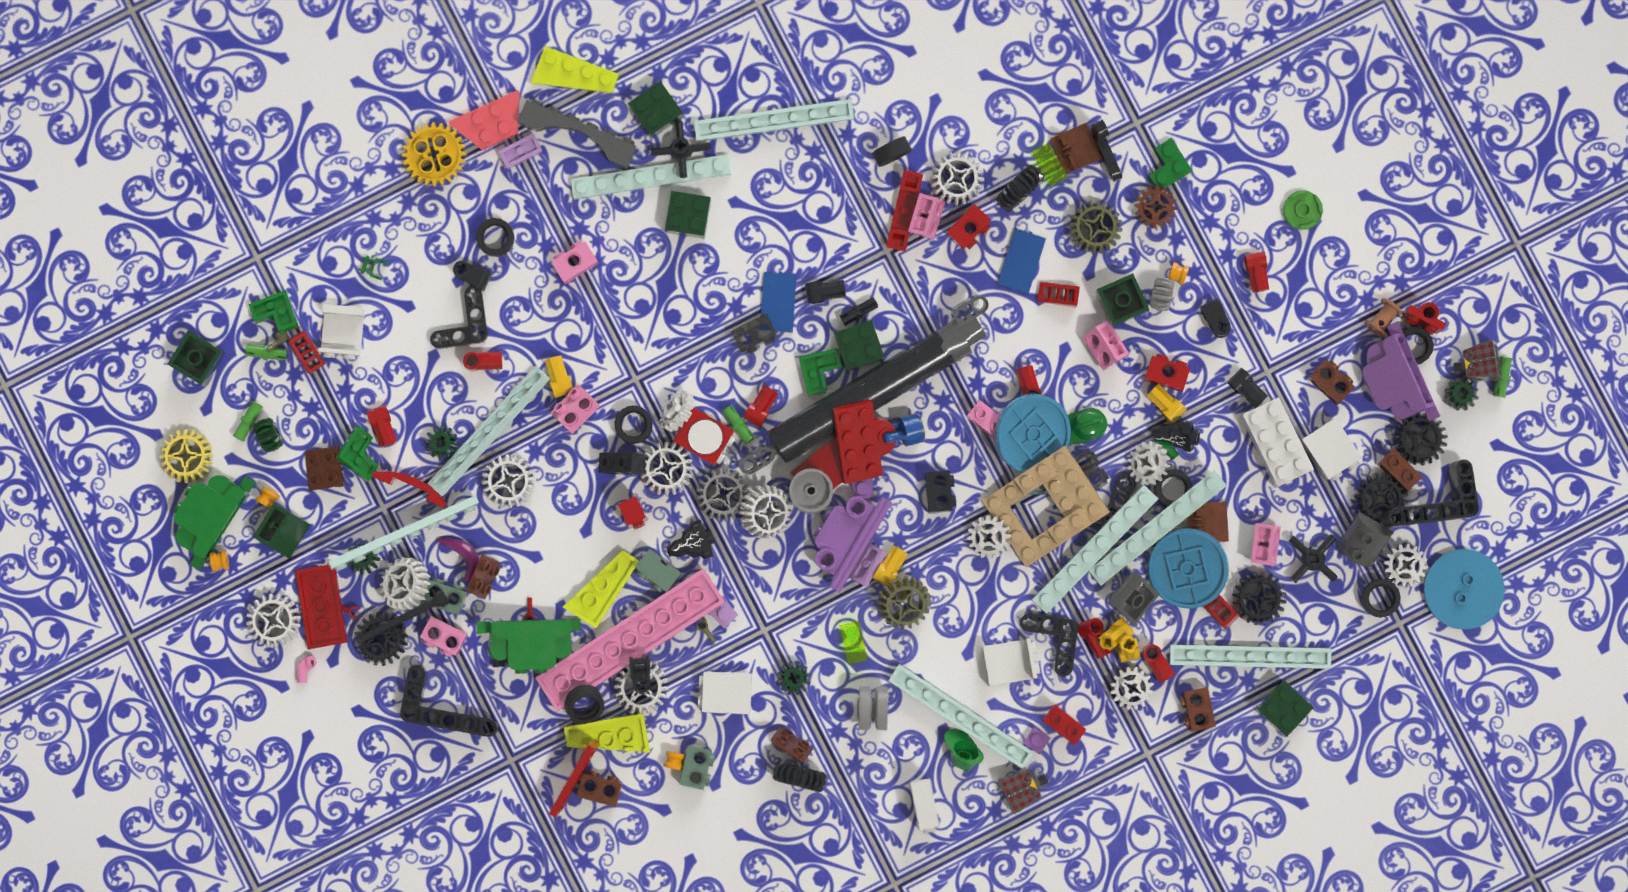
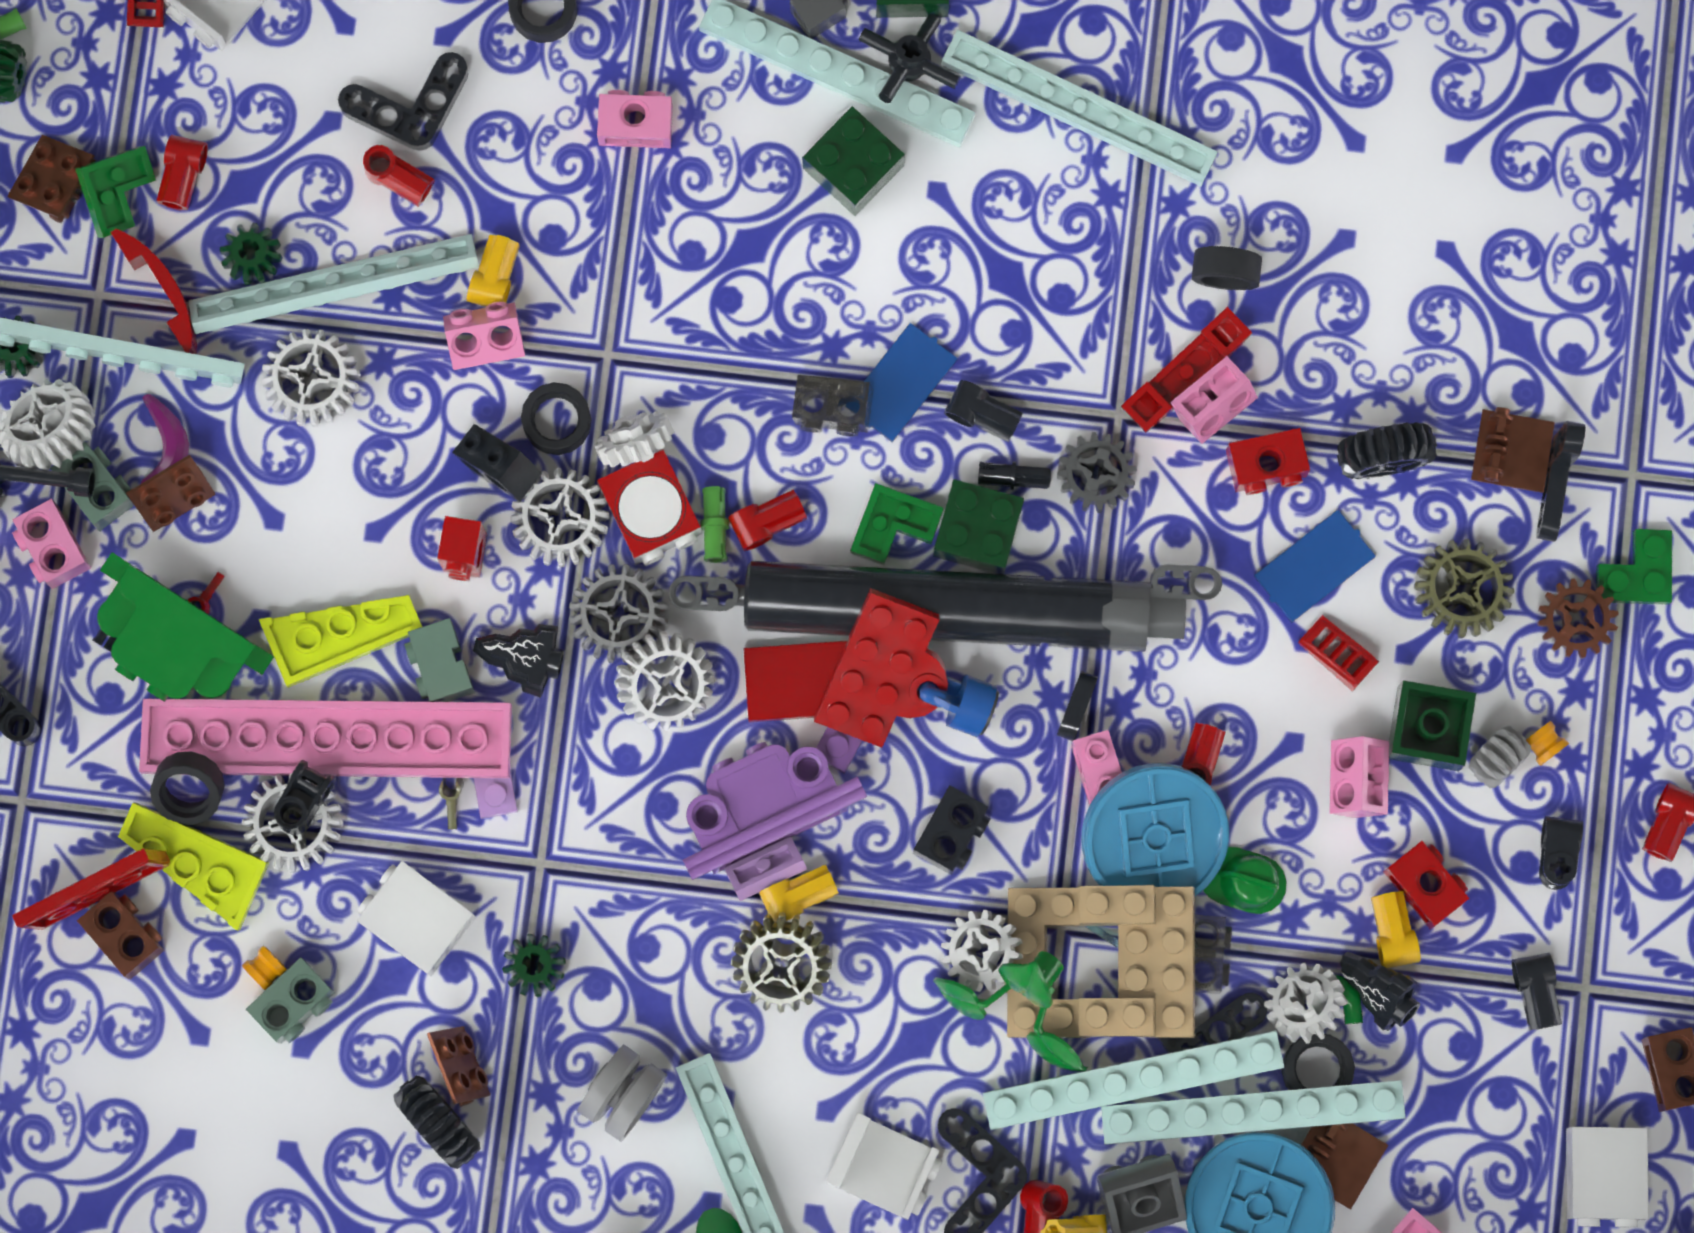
camera: 30 degrees right, 5 degrees down
(475, 275) = (472, 40): black piece -> none
(811, 479) = (748, 717): light grey wheel -> none
(853, 642) = (662, 973): clear neon green plate -> none
(883, 288) = (1082, 468): none -> dark grey gear
(958, 398) = (1077, 706): none -> black beam
(962, 186) = (1283, 376): white gear -> none
(1023, 536) = (1035, 983): none -> green plant
(1049, 164) = (1455, 448): clear neon green plate -> none
(1277, 442) = (1528, 1106): white brick -> none

